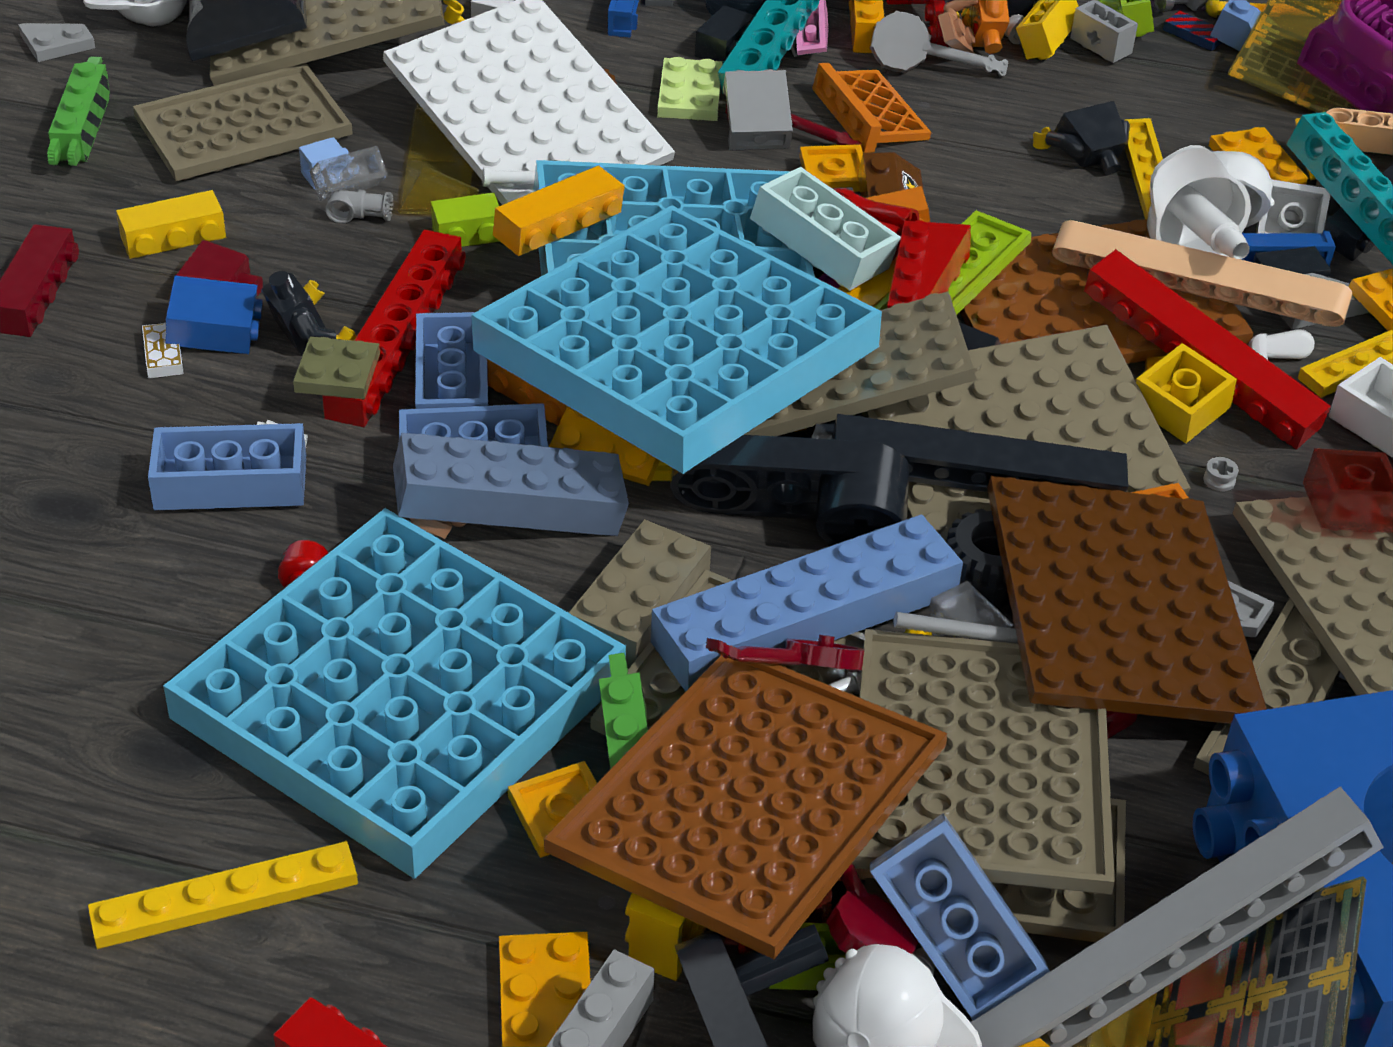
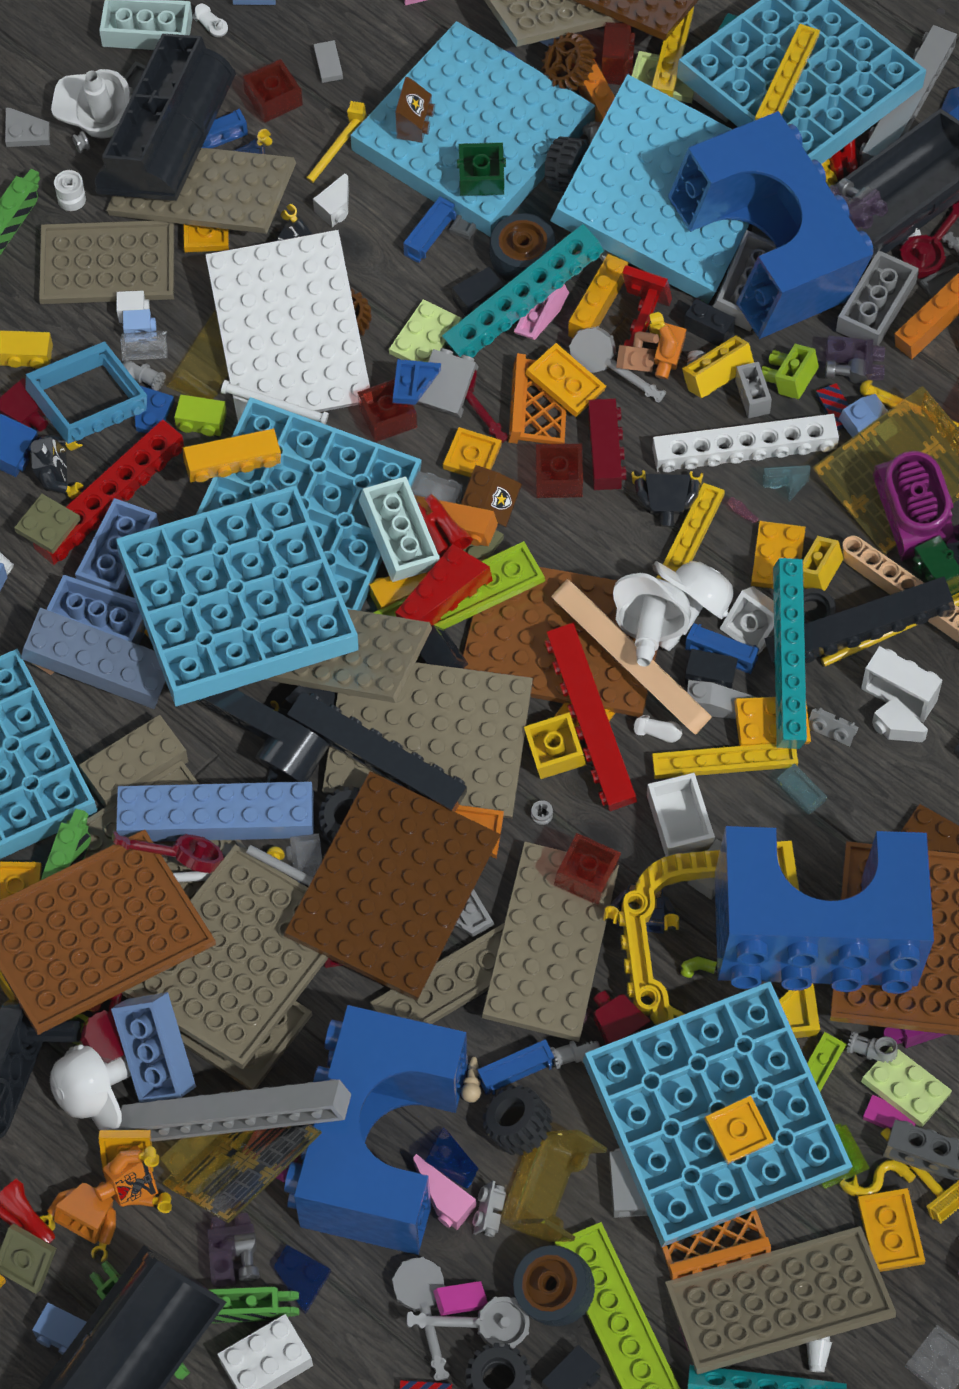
camera: 30 degrees right, 20 degrees up
(138, 29) = (81, 142): none -> light grey bush
(152, 67) = (70, 190): none -> white wheel
(244, 227) = (76, 365): none -> dark azure window
(295, 138) = (131, 301): none -> white brick
(354, 68) = (205, 238): none -> light orange plate
(390, 235) = (157, 409): none -> blue wing
(704, 143) = (384, 416): none -> clear red brick
(722, 102) = (413, 380): none -> blue wing
(890, 76) = (565, 379): none -> light orange plate
(953, 148) = (559, 471): none -> clear red brick
(981, 118) = (605, 444): none -> dark red brick
(1135, 74) = (754, 434): none -> white brick
(1179, 134) = (739, 508): none -> clear pink piece
(1203, 92) = (792, 477): none -> clear light blue slope

